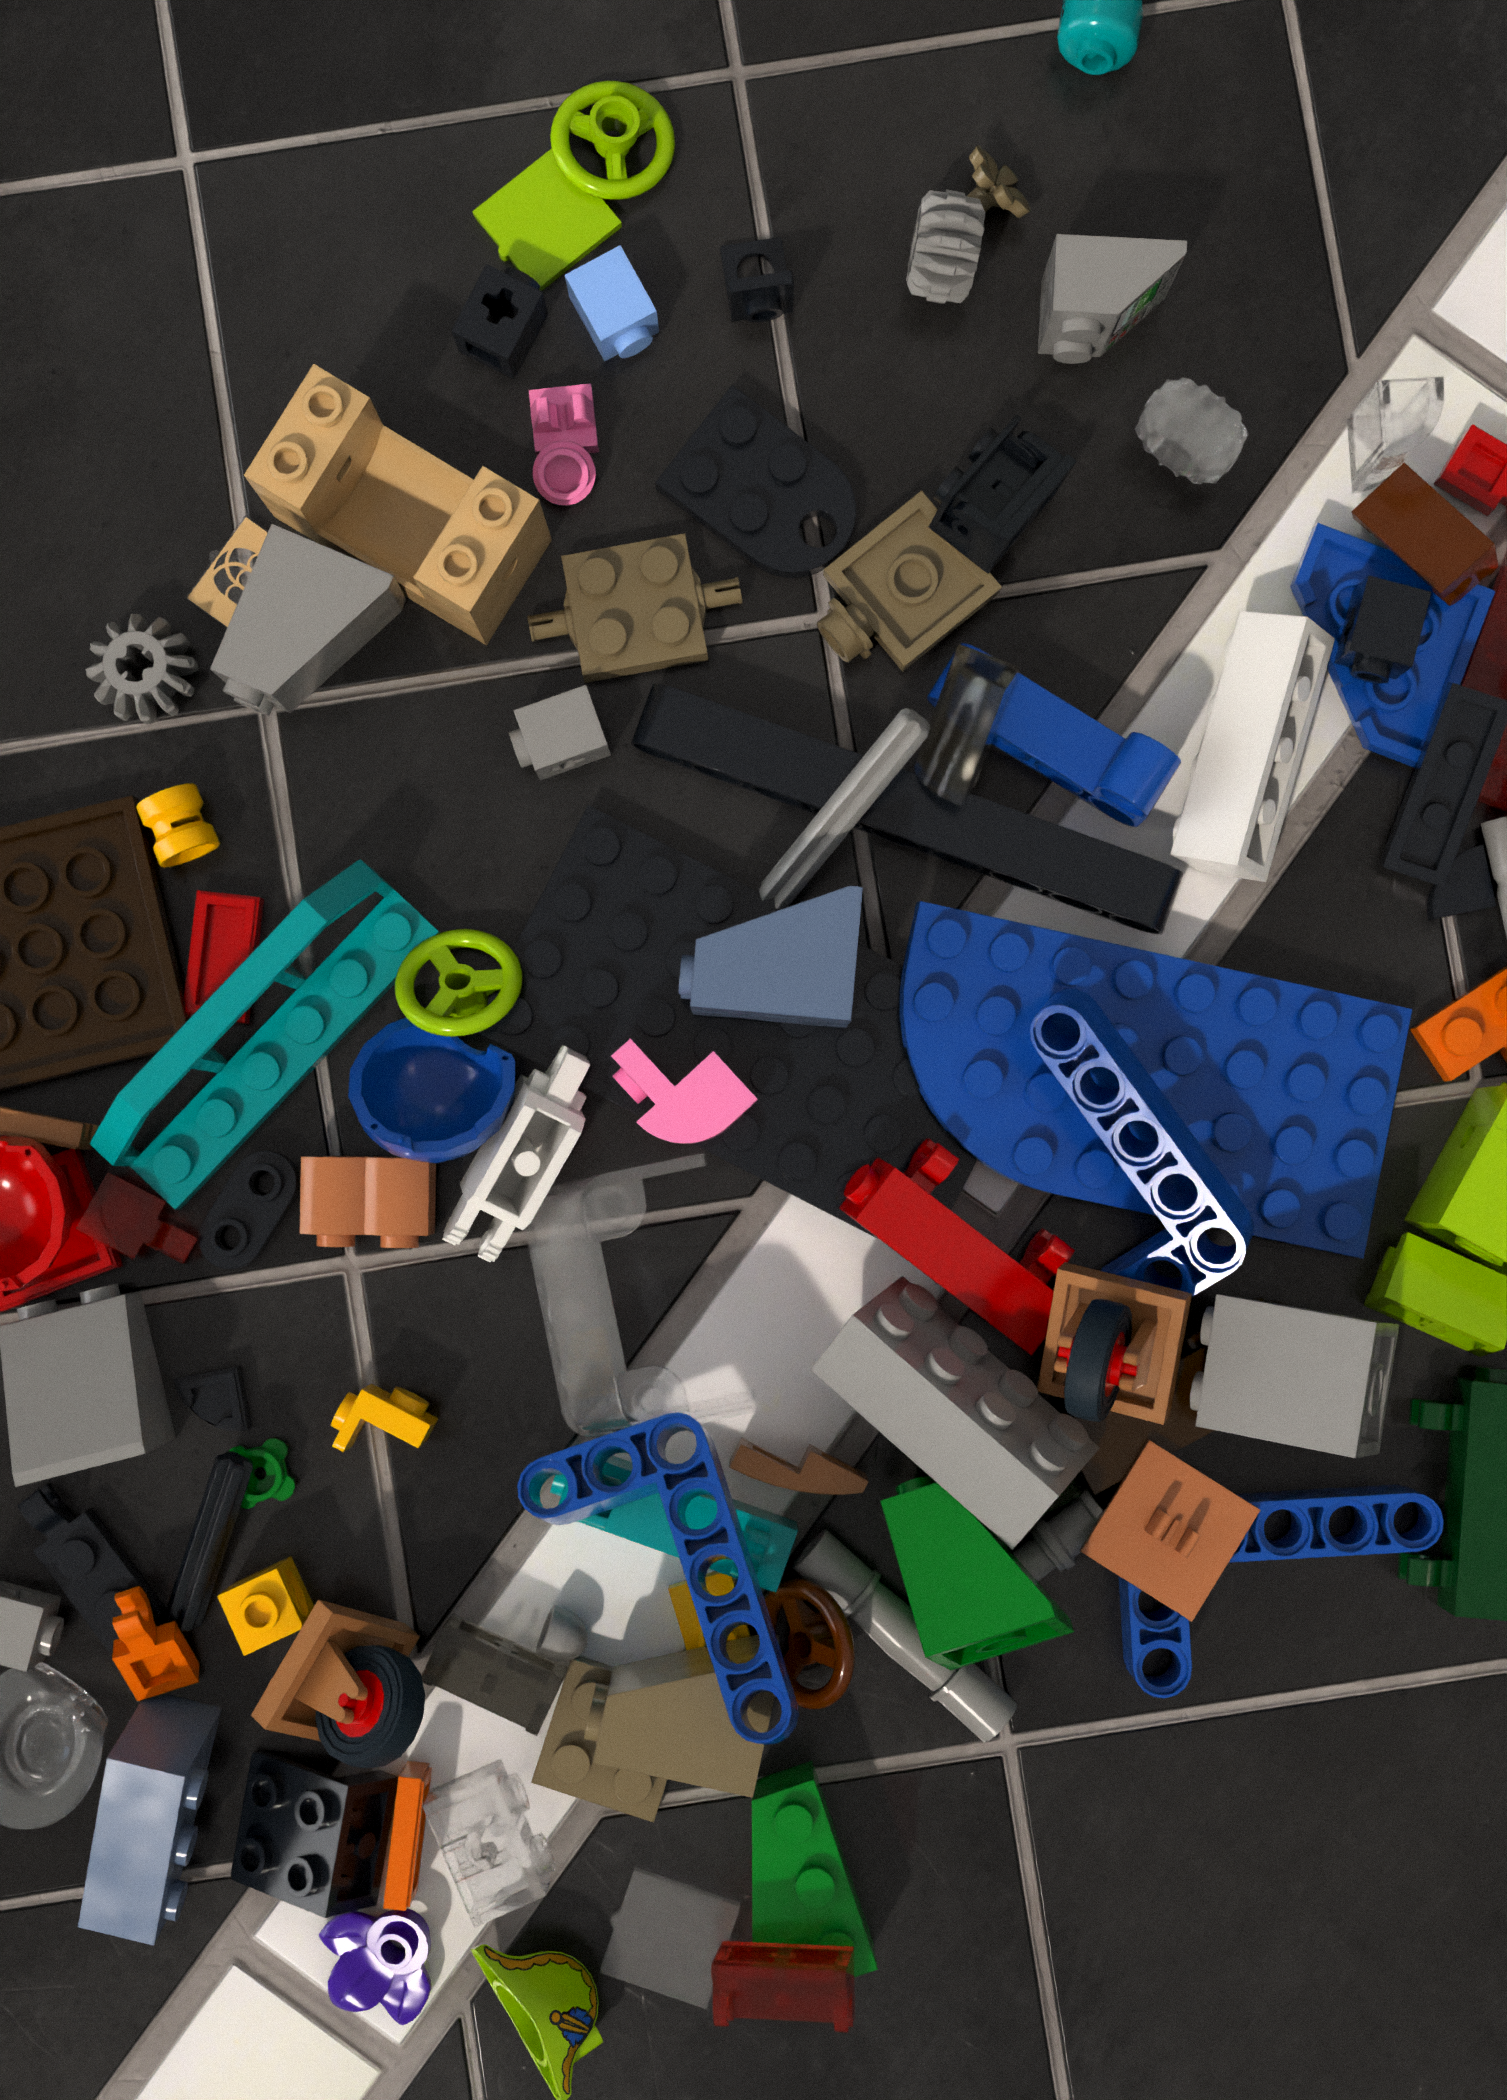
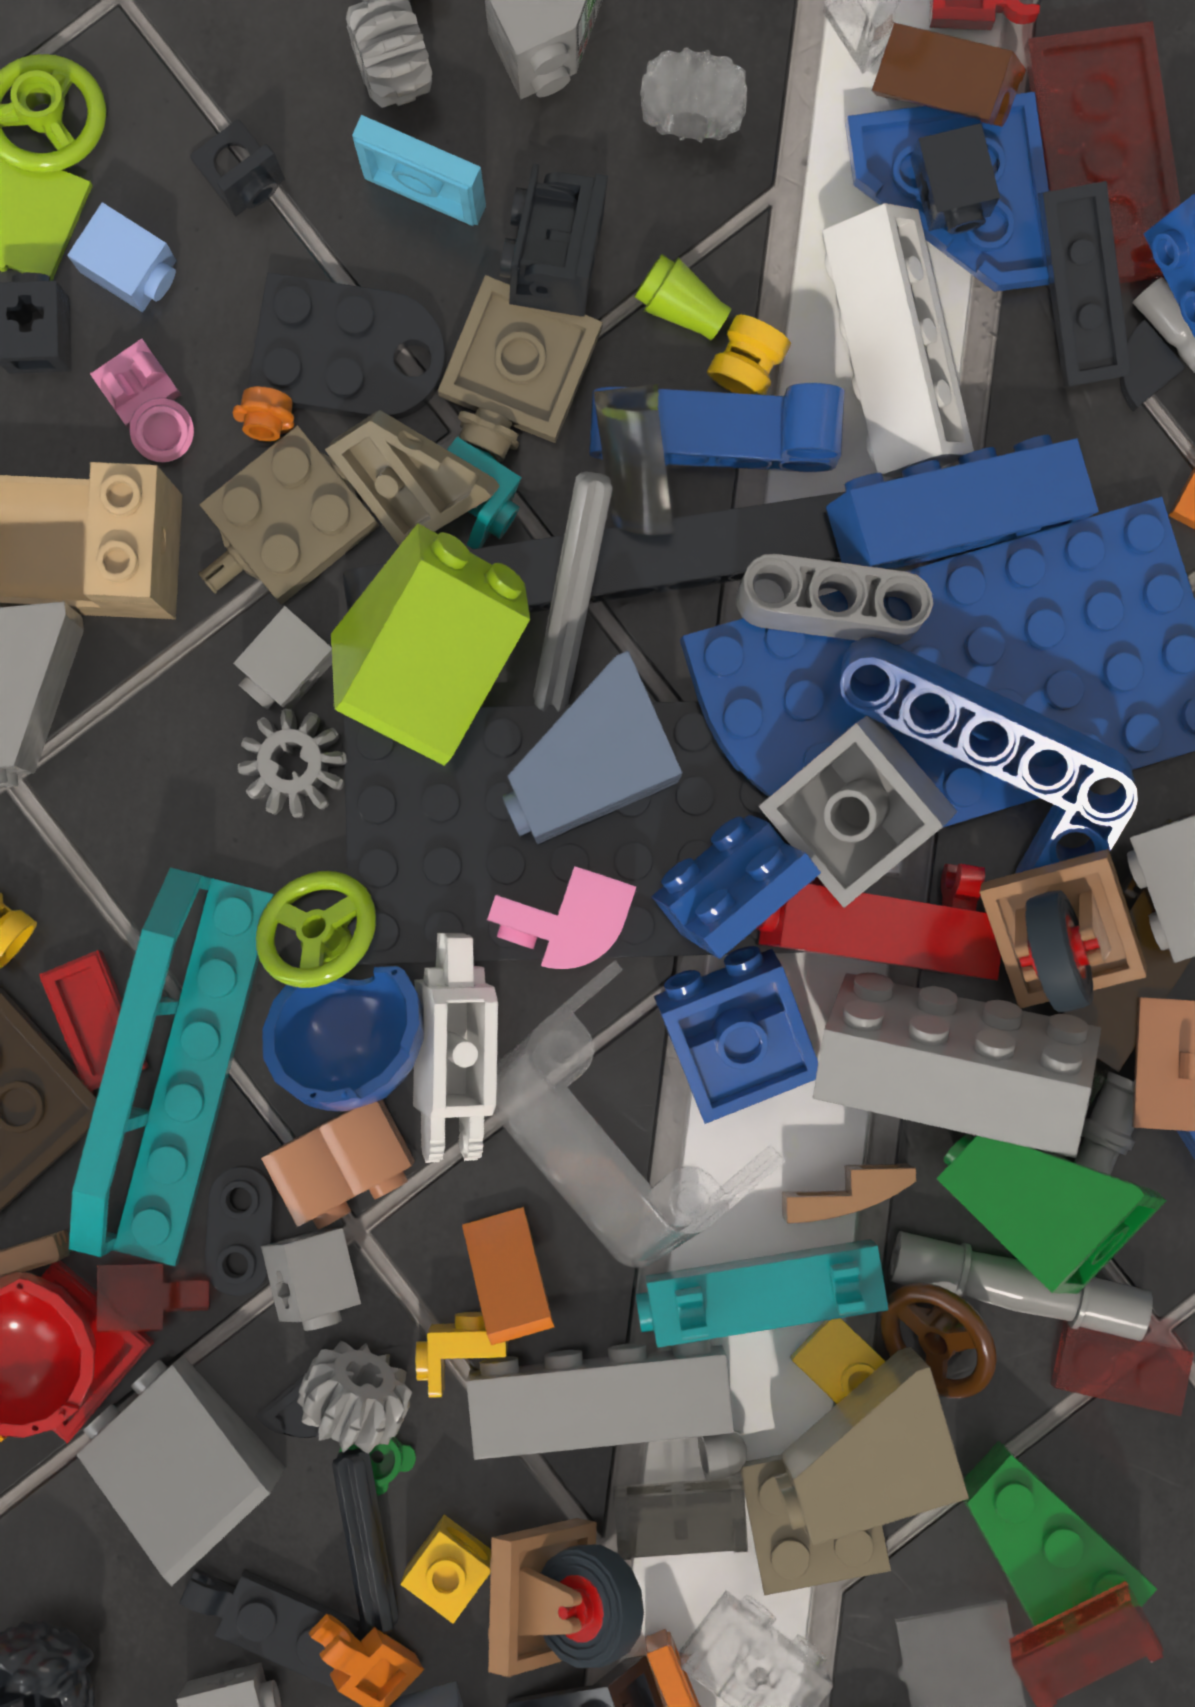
camera: 30 degrees left, 0 degrees up
(267, 1410) = (354, 1397): none -> light grey gear
(287, 1285) = (311, 1278): none -> light grey brick
(459, 1378) = (507, 1276): none -> orange tile
(477, 1530) = (598, 1400): none -> light grey brick
(495, 826) = (273, 774): none -> light grey gear
(662, 507) = (264, 413): none -> orange plate
(691, 784) = (427, 642): none -> lime slope
(696, 1548) = (800, 1308): blue beam -> none
(755, 631) = (407, 475): none -> dark tan wing
(777, 1276) = (737, 1032): none -> blue plate
(815, 674) = (499, 511): none -> teal bracket
(844, 1143) = (733, 884): none -> blue plate
(913, 367) = (420, 171): none -> medium azure tile
(955, 1759) = (1122, 1369): none -> clear red plate
(989, 1137) = (858, 809): none -> light grey slope
(1083, 604) = (681, 298): none -> lime cone
(1101, 941) = (861, 585): none -> light grey beam
(1114, 687) = (749, 356): none -> yellow wheel
(1226, 920) = (961, 506): none -> blue brick

